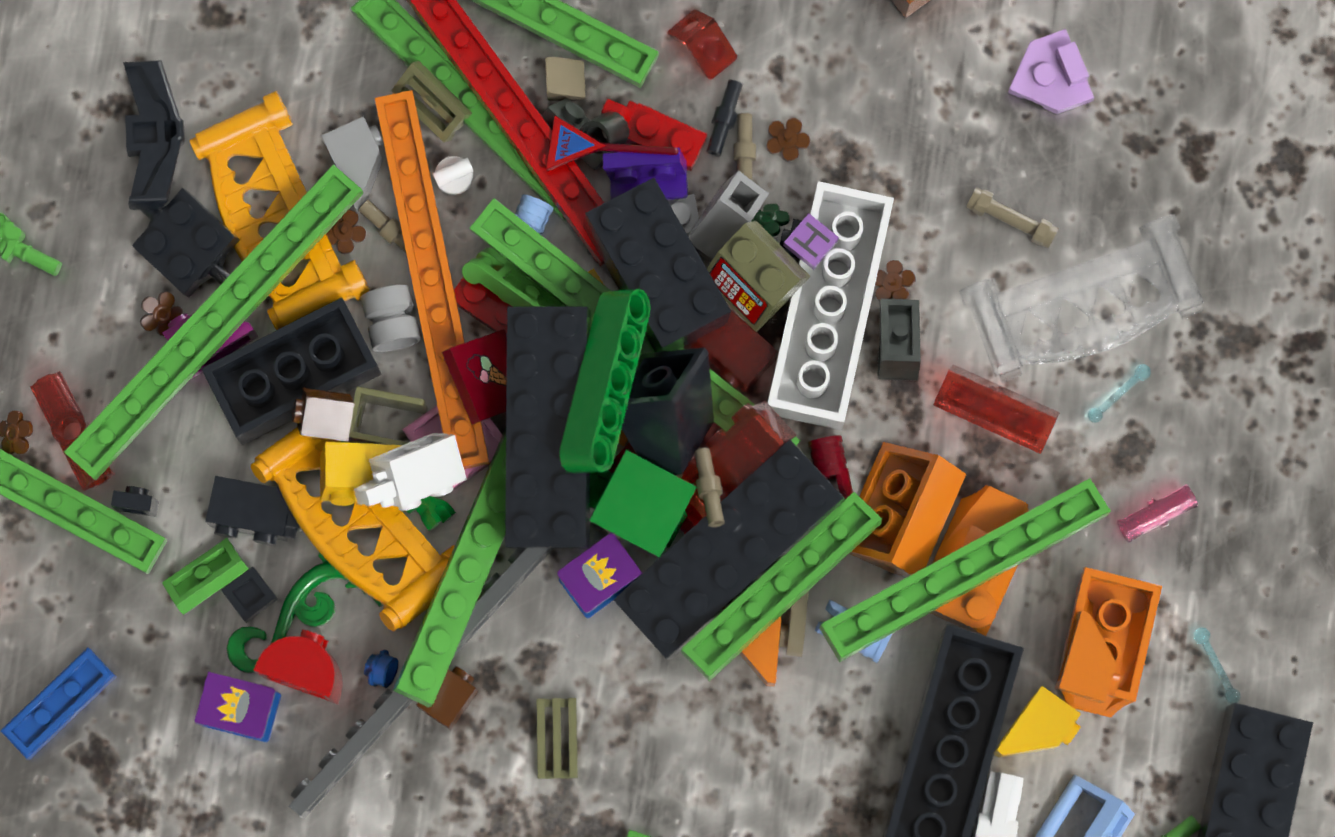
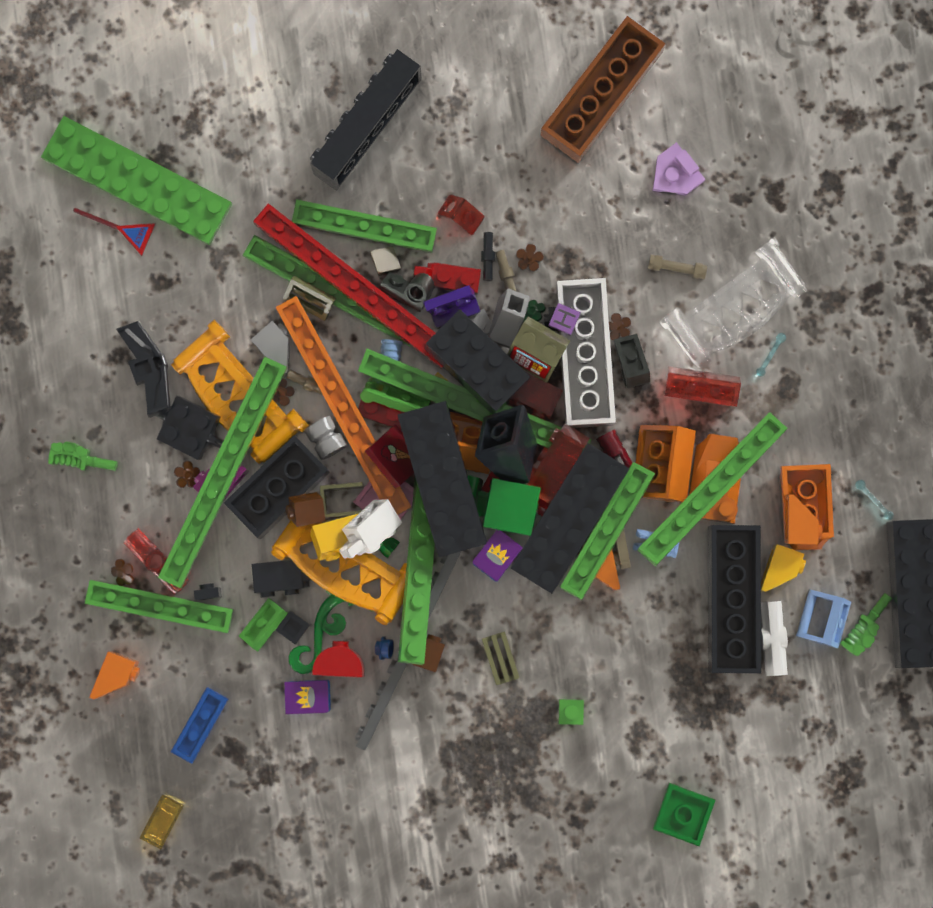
camera: 15 degrees left, 5 degrees up
(454, 175) = (336, 339): white plate -> none
(571, 144) = (402, 301): piece -> none
(605, 381) = (469, 442): green beam -> none
(709, 487) = (548, 485): dark tan bar -> none
(1157, 513) = (814, 420): clear pink pin -> none

